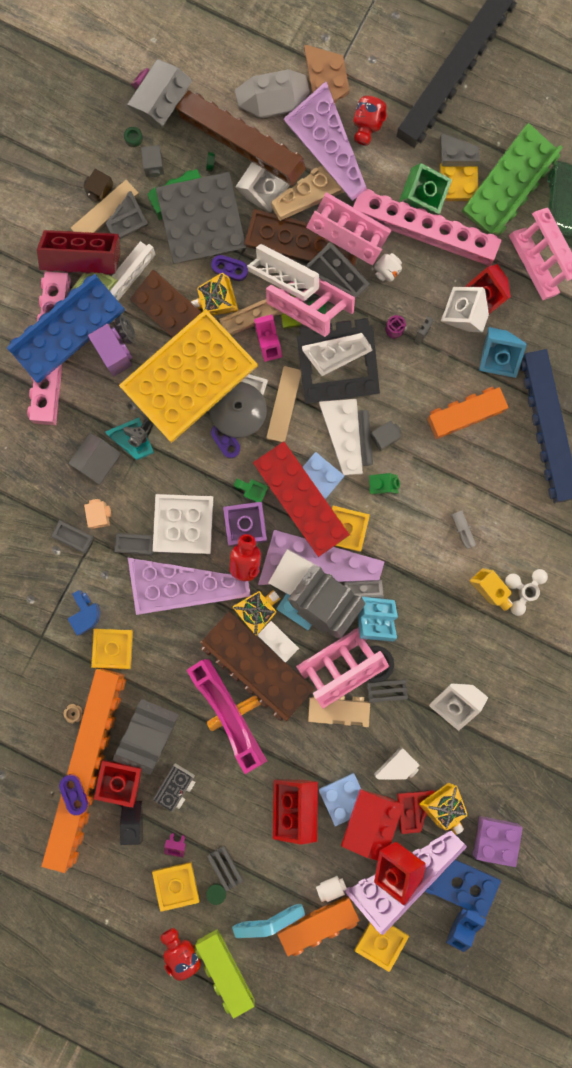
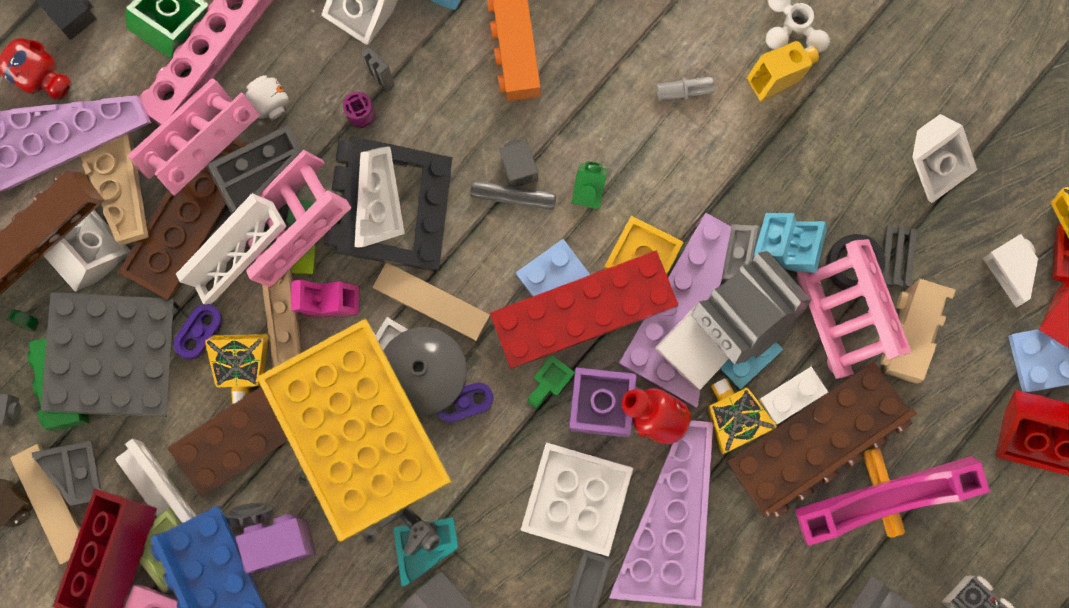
camera: 70 degrees left, 5 degrees down
(343, 427) = (488, 223): white wing -> none

